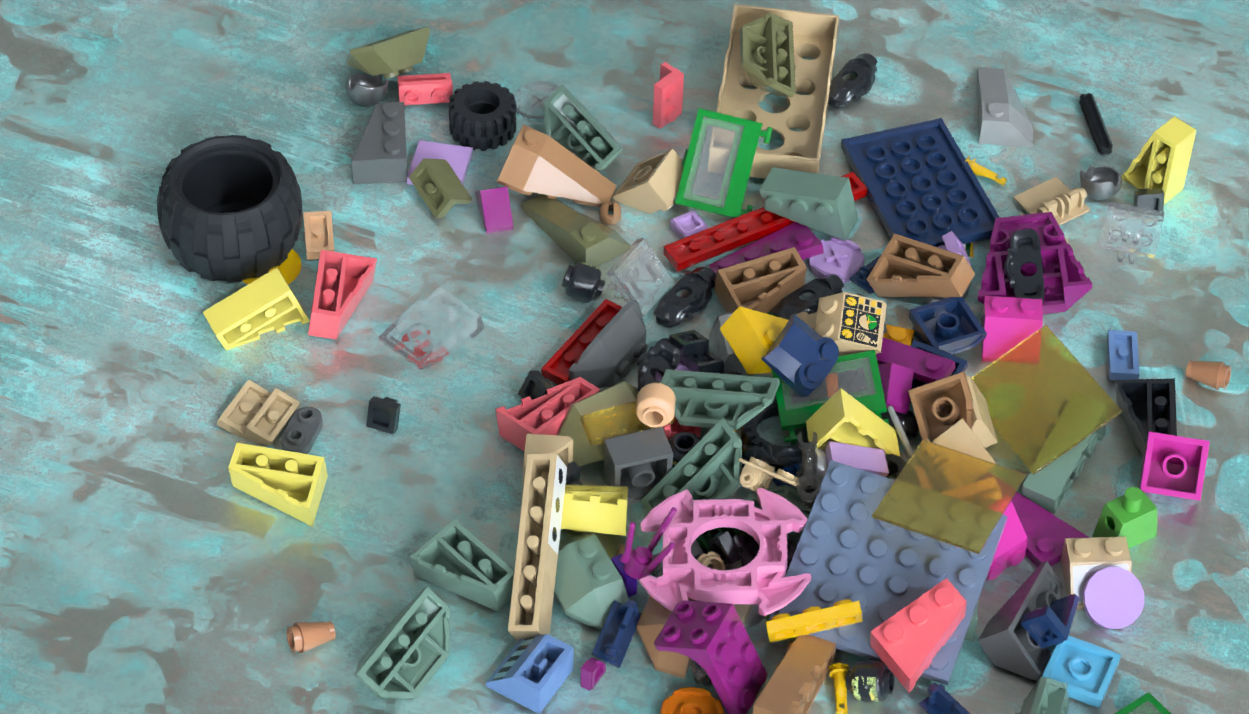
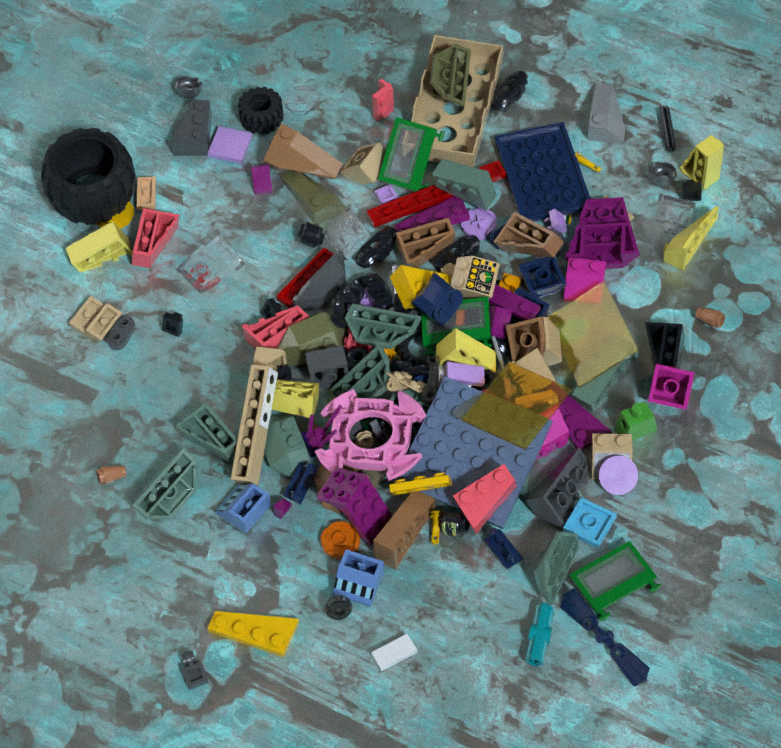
camera: 10 degrees right, 10 degrees up
(280, 479) = (103, 367): light yellow wedge -> none
(392, 54) = (207, 63): olive wedge -> none
(425, 88) = (226, 88): coral bracket -> none
(439, 186) = (227, 161): olive panel -> none
(578, 130) = (321, 125): sand green wedge -> none
(610, 219) = (336, 188): medium nougat hinge -> none
(613, 422) = (322, 338): clear yellow tile -> none
(655, 405) = (339, 331): light nougat head -> none
(1025, 249) = (599, 225): black piece -> none
(1052, 623) = (574, 495): dark blue bracket -> none
(1055, 198) = (629, 186): tan hinge -> none
(1122, 355) = (655, 302): medium blue plate -> none
(1154, 272) = (686, 243): none -> light yellow wedge

